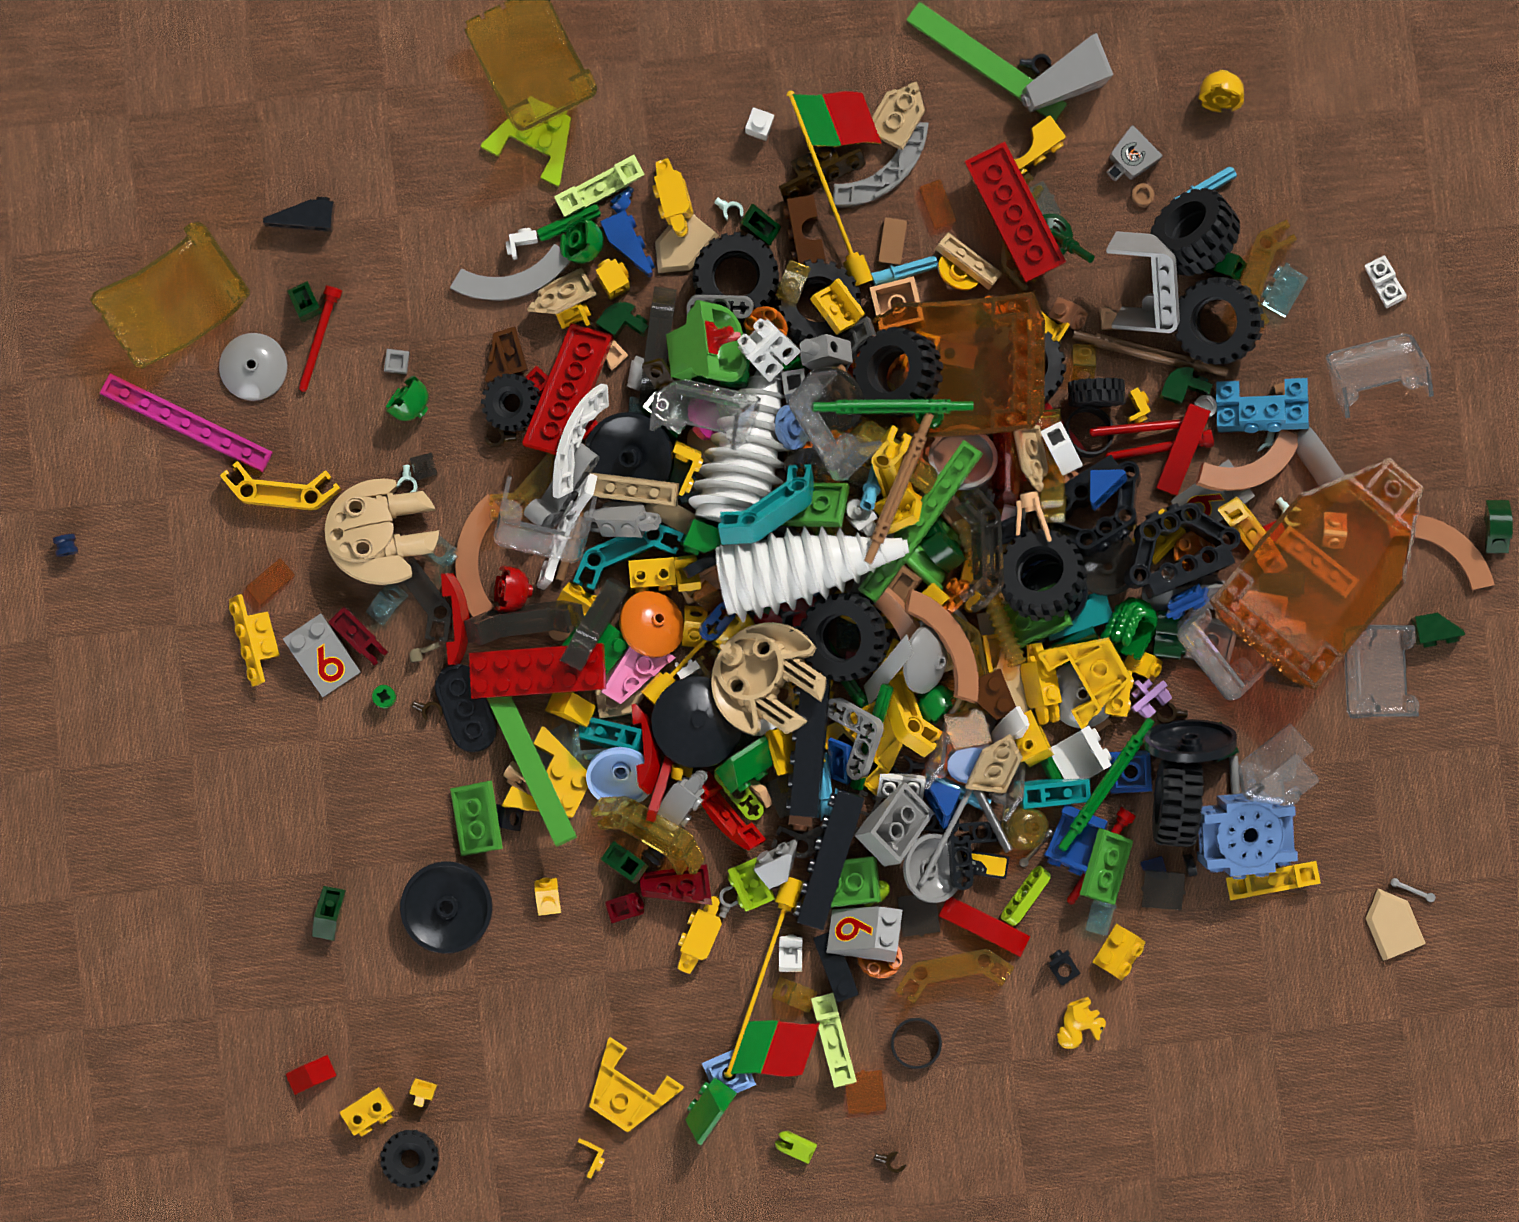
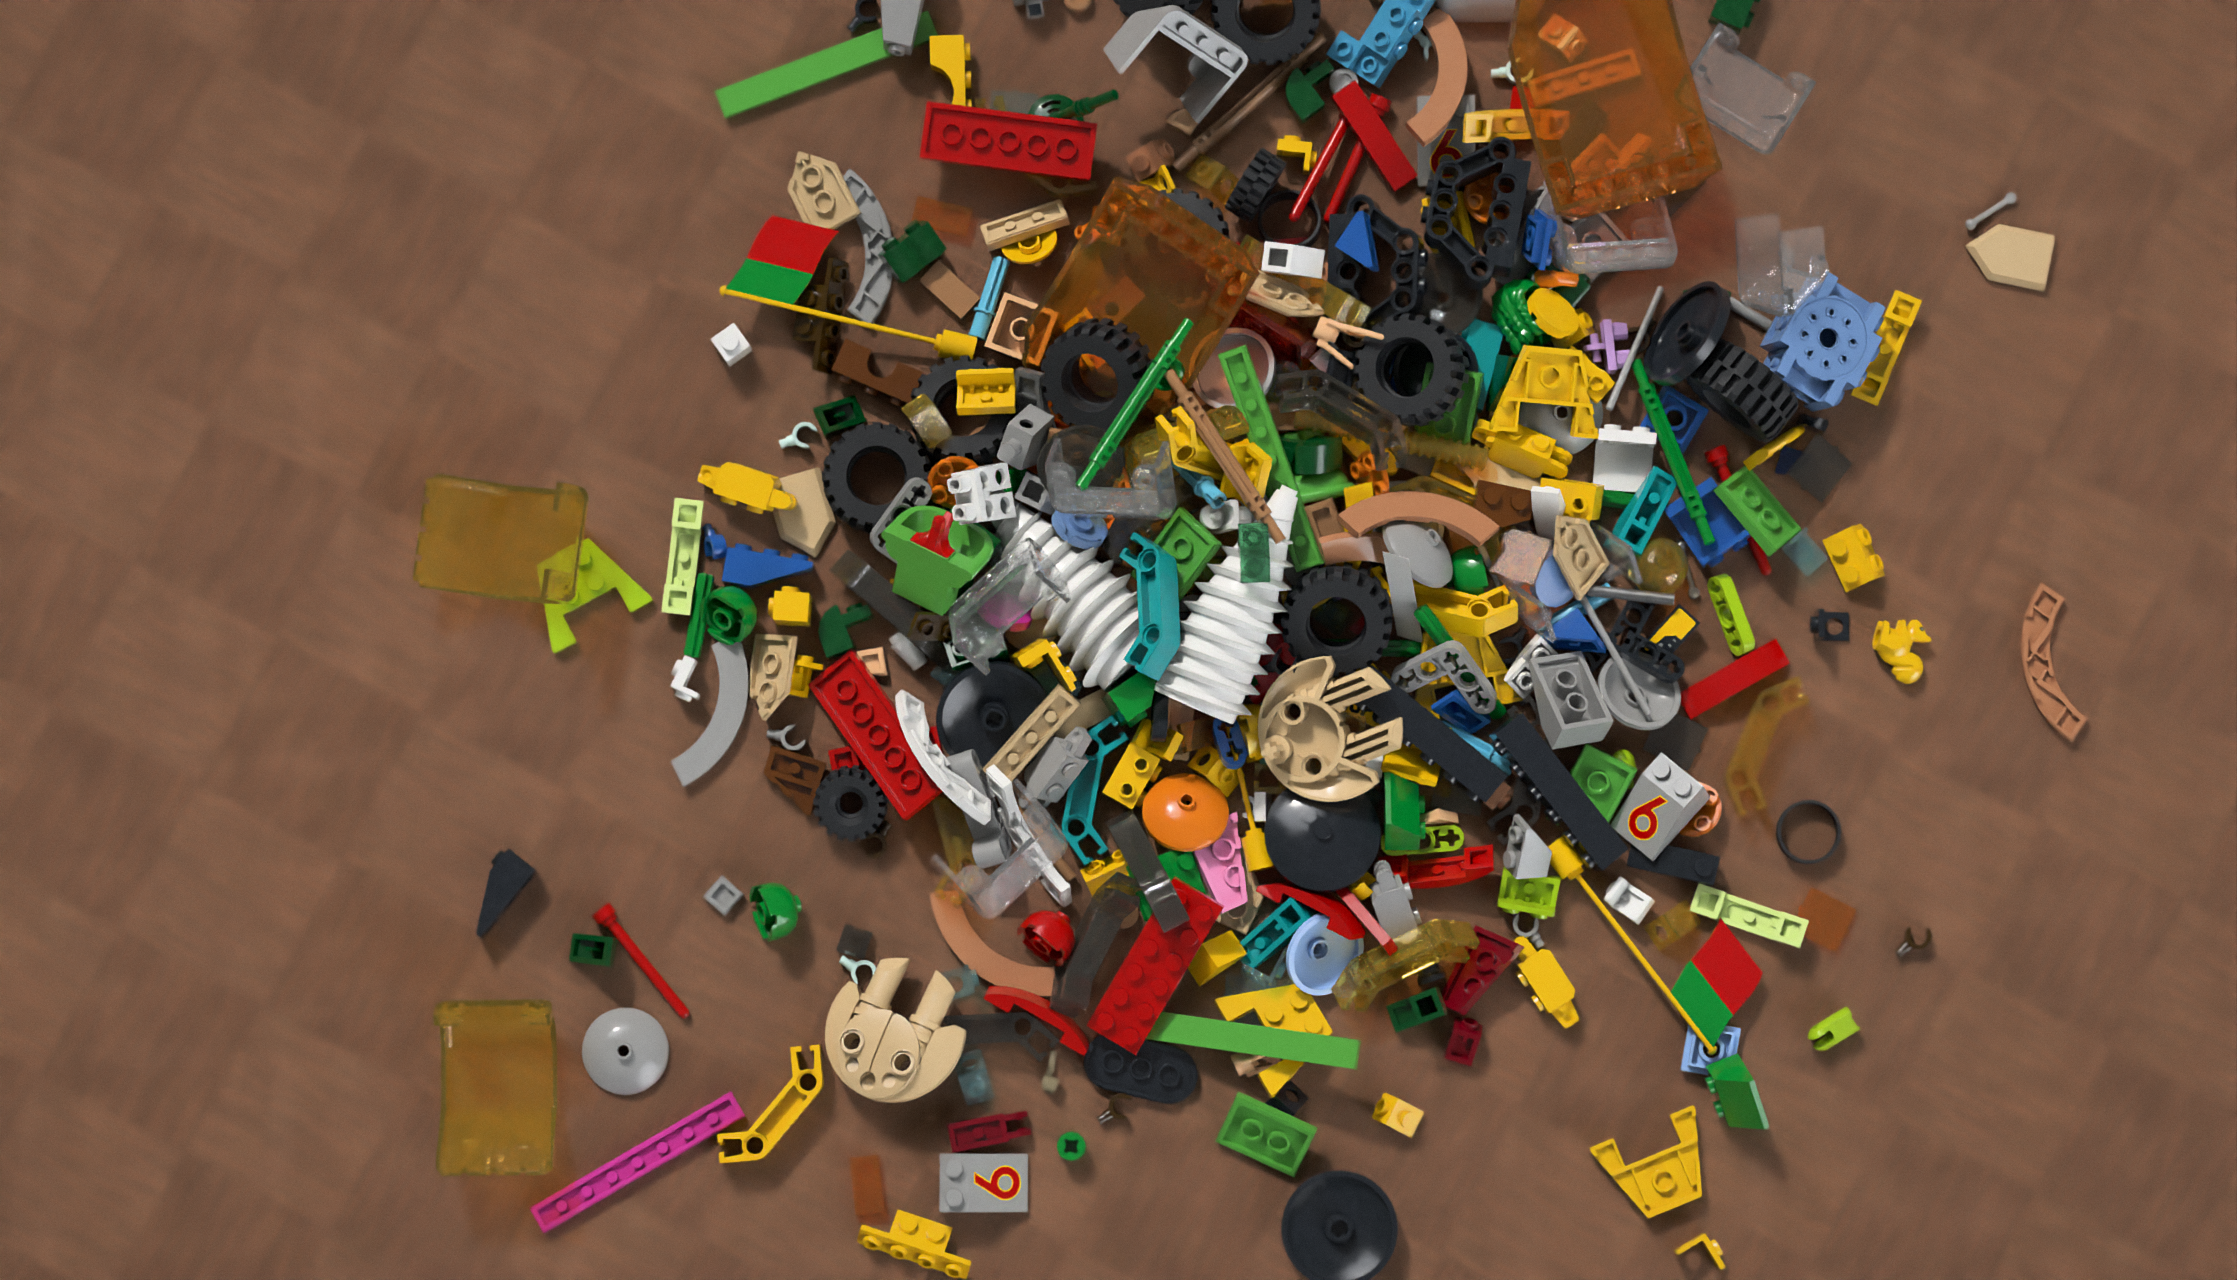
camera: 50 degrees left, 0 degrees up
(526, 329) = (780, 735): none -> light grey piece
(847, 549) = (1253, 552): none -> clear green slope
(900, 198) = (912, 250): none -> dark green brick
(1129, 1123) = (2038, 665): none -> nougat tile
(1144, 643) = (1553, 313): none -> yellow tile
(1149, 847) = (1769, 449): none -> yellow piece
(1159, 714) = (1630, 358): none -> light grey axle
(1167, 628) = (1553, 278): none -> orange arm

